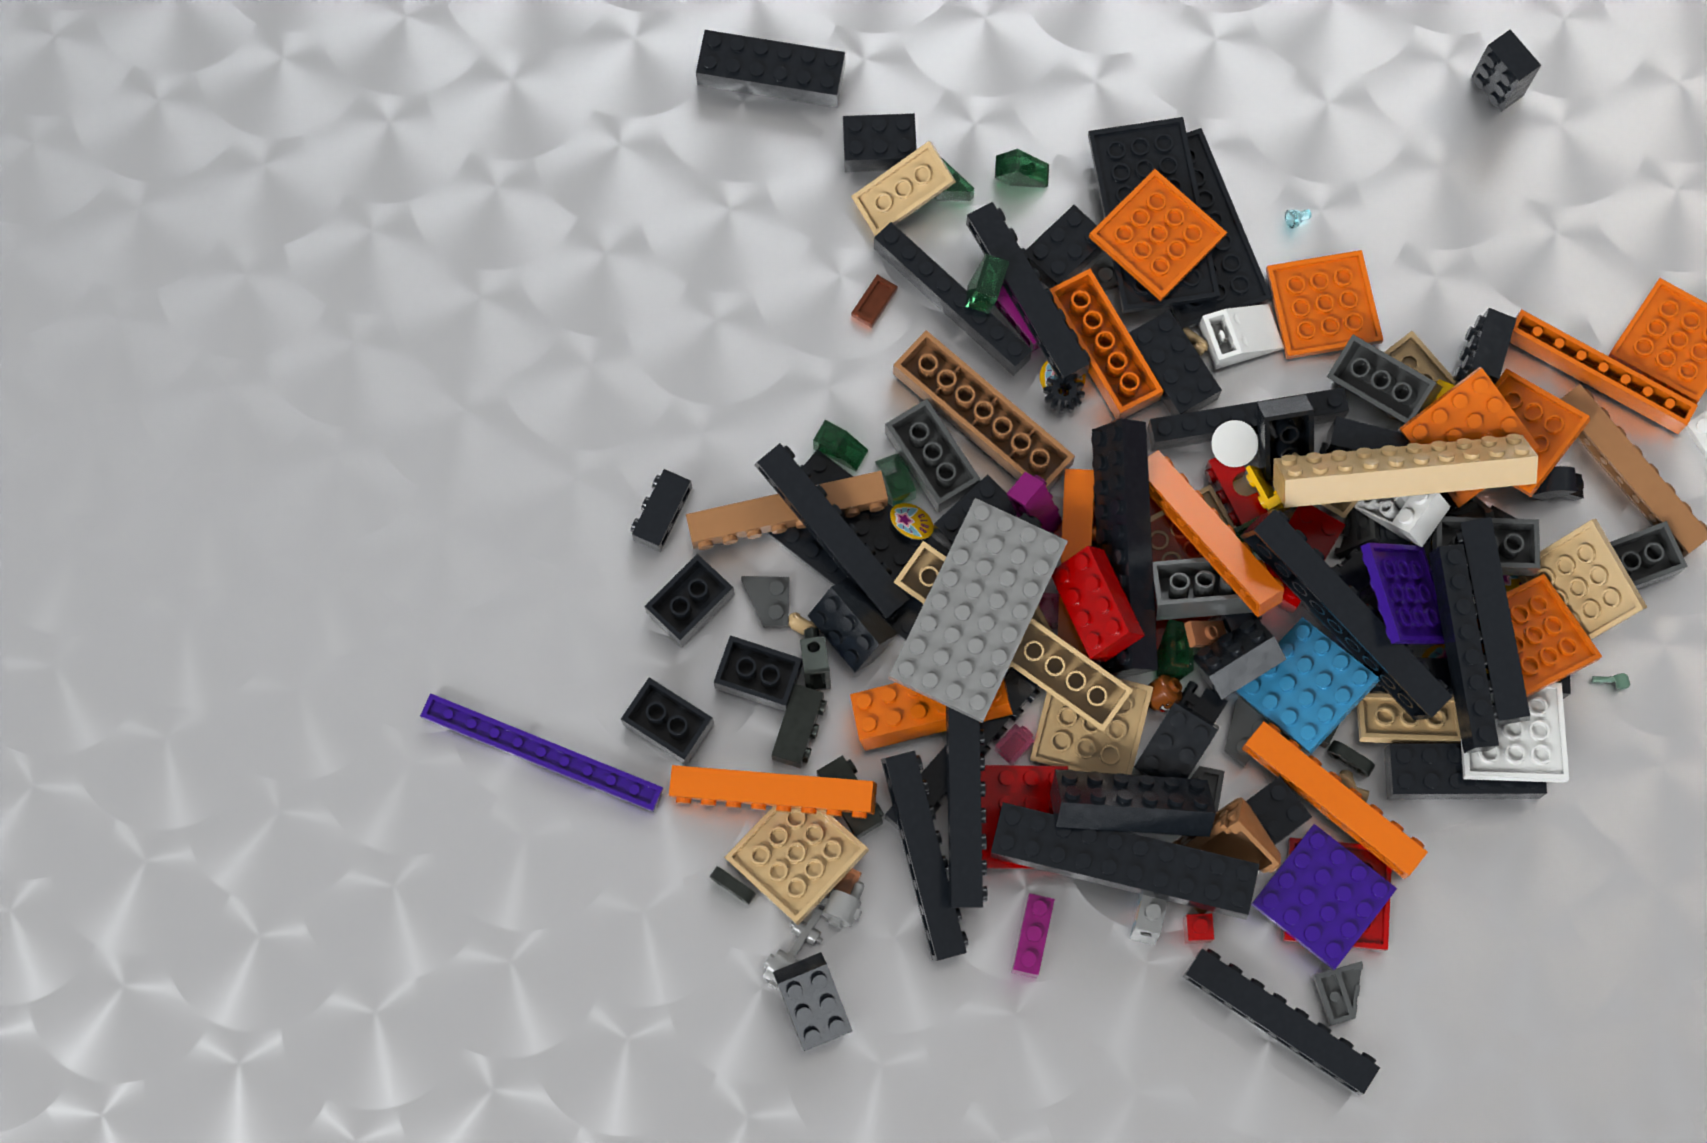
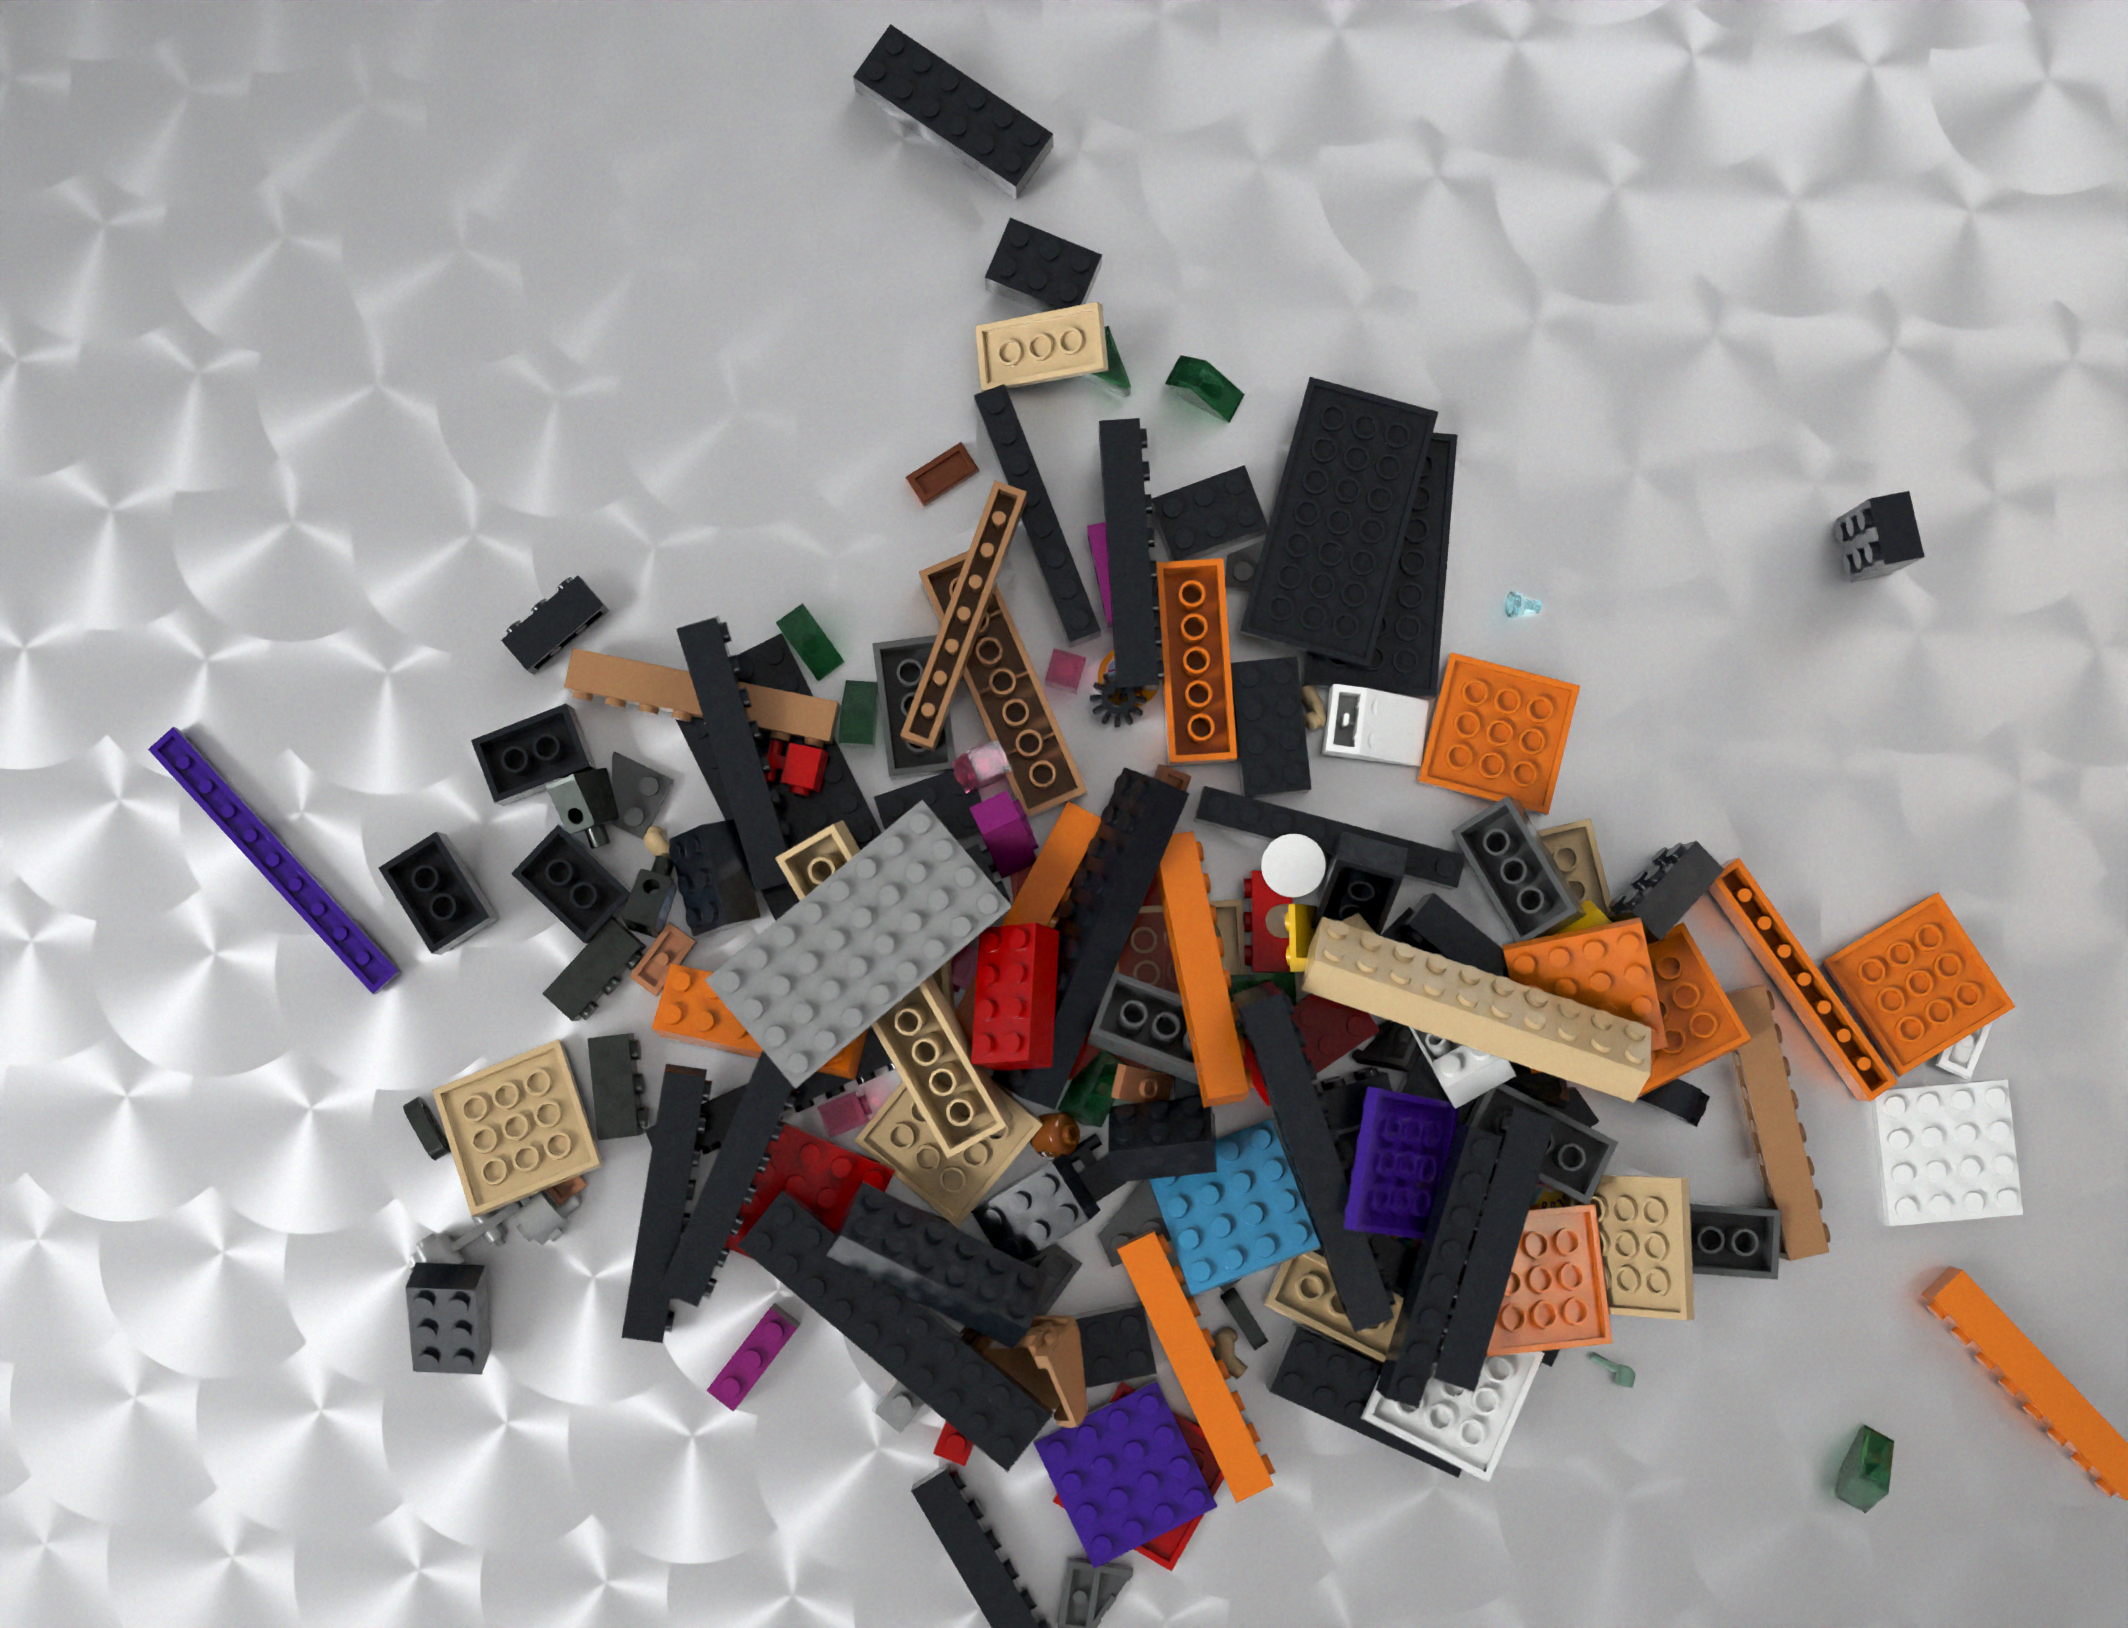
camera: 20 degrees right, 10 degrees up
(735, 609) = (585, 804): none -> pearl dark grey torso
(773, 789) = (523, 1040): orange brick -> none
(839, 701) = (669, 948): none -> nougat plate
(876, 526) = (801, 767): none -> red brick
(911, 521) = (852, 778): sticker -> none
(940, 376) = (964, 616): none -> medium nougat brick
(986, 283) = (1079, 523): clear green slope -> none
(998, 469) = (981, 766): none -> clear pink brick
(1020, 388) = (1065, 671): none -> clear pink brick
(1157, 234) = (1327, 554): orange plate -> none

